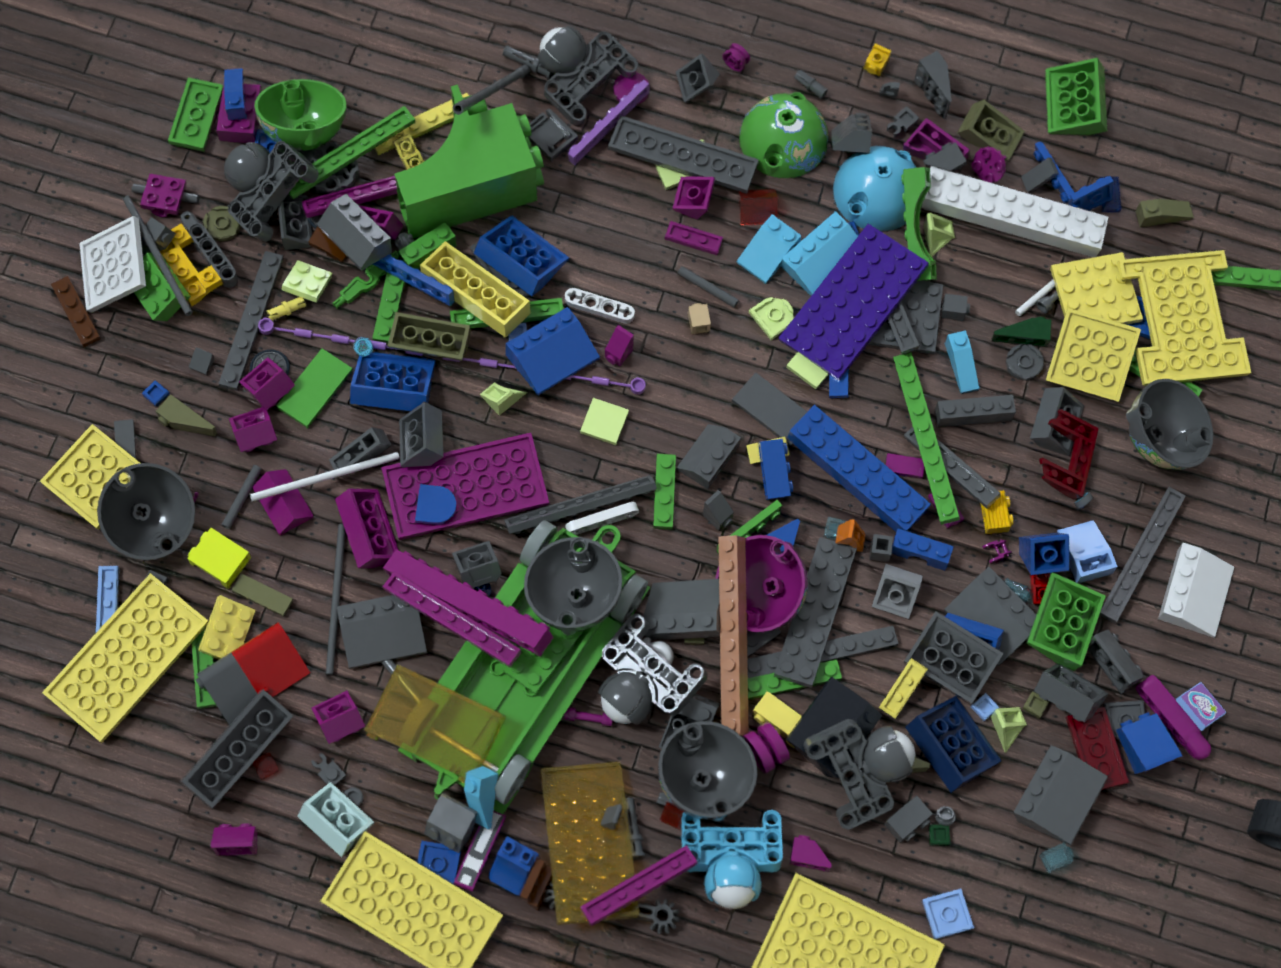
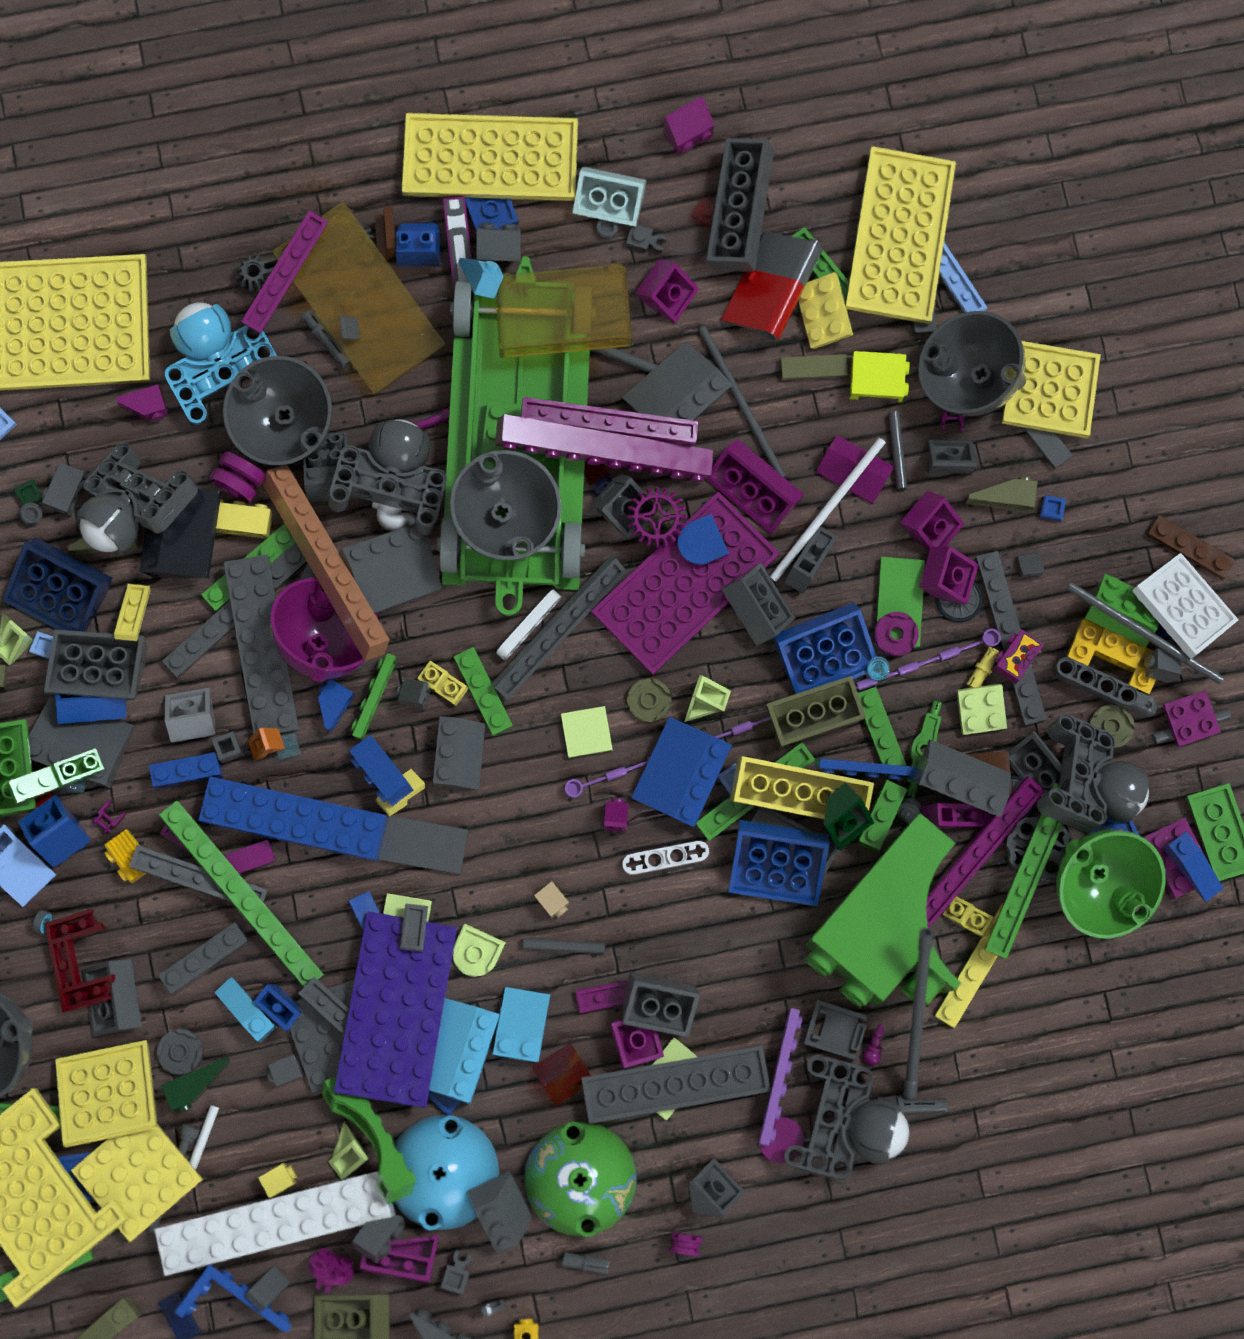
camera: 150 degrees right, 10 degrees up
(204, 468) = (951, 457): none -> dark grey slope
(257, 297) = (1018, 656): none -> brick
(336, 374) = (887, 643): none -> magenta tile
(455, 250) = (846, 816): none -> dark green slope
(469, 544) = (667, 517): none -> magenta gear
(532, 108) = (872, 1055): none -> magenta bar
(544, 419) = (649, 700): none -> olive tile
(663, 208) = (659, 1004): none -> dark grey slope
(691, 513) = (443, 683): none -> light yellow slope
(810, 347) = (413, 927): none -> dark grey tile
(937, 346) = (278, 1006): none -> blue slope
(997, 241) = (278, 1179): none -> light yellow brick
(1024, 585) = (55, 776): none -> slope

